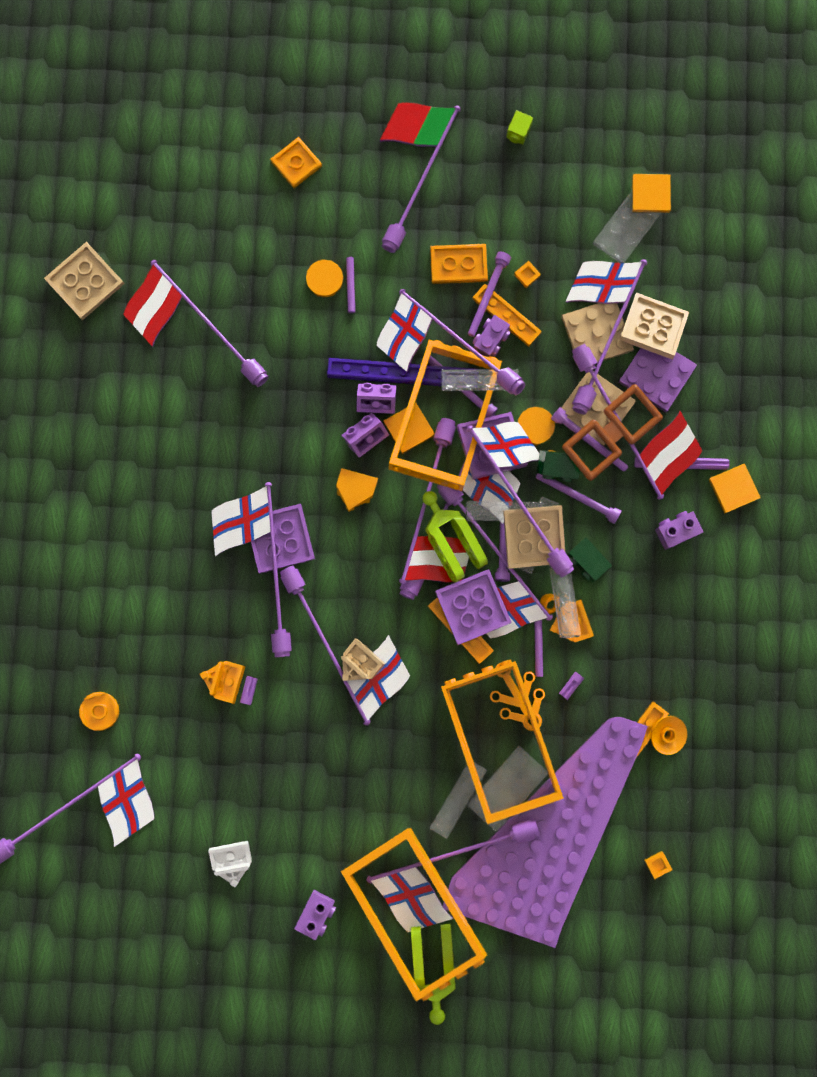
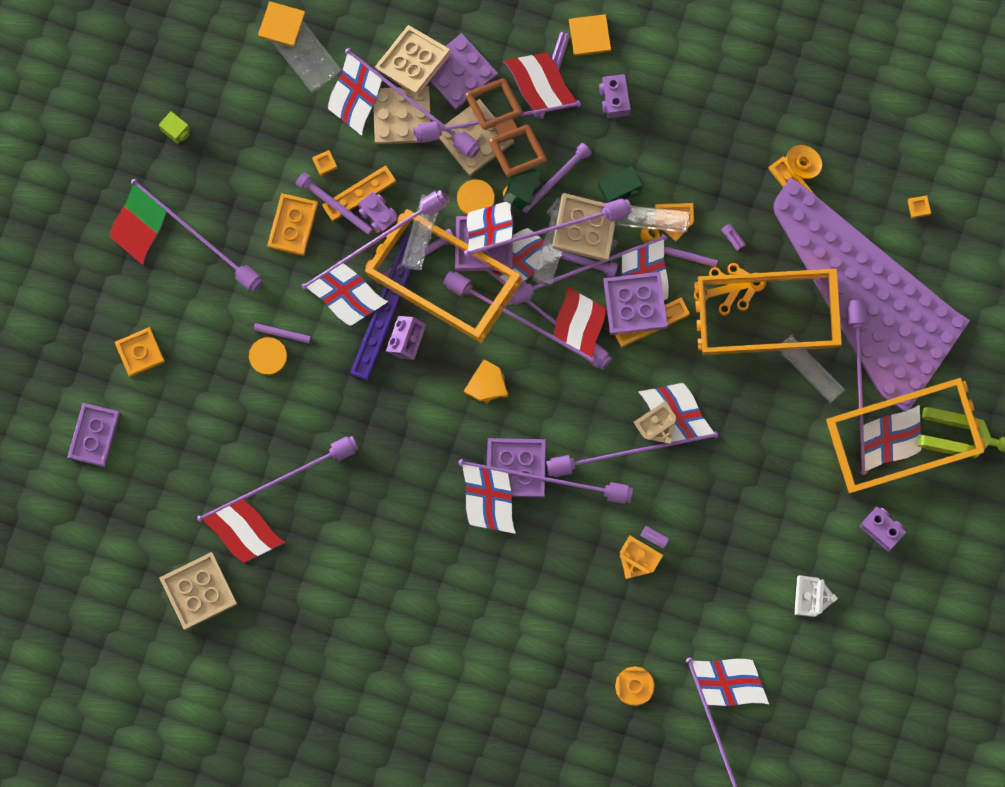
camera: 70 degrees left, 5 degrees down
(206, 145) = (93, 435): none -> medium lavender tile
(365, 434) = (438, 358): medium lavender brick -> none
(417, 430) = (434, 326): light orange tile -> none
(463, 532) = (566, 315): lime piece -> none
(509, 785) = (810, 319): clear plate -> none
(561, 417) = (475, 171): medium lavender piece -> none

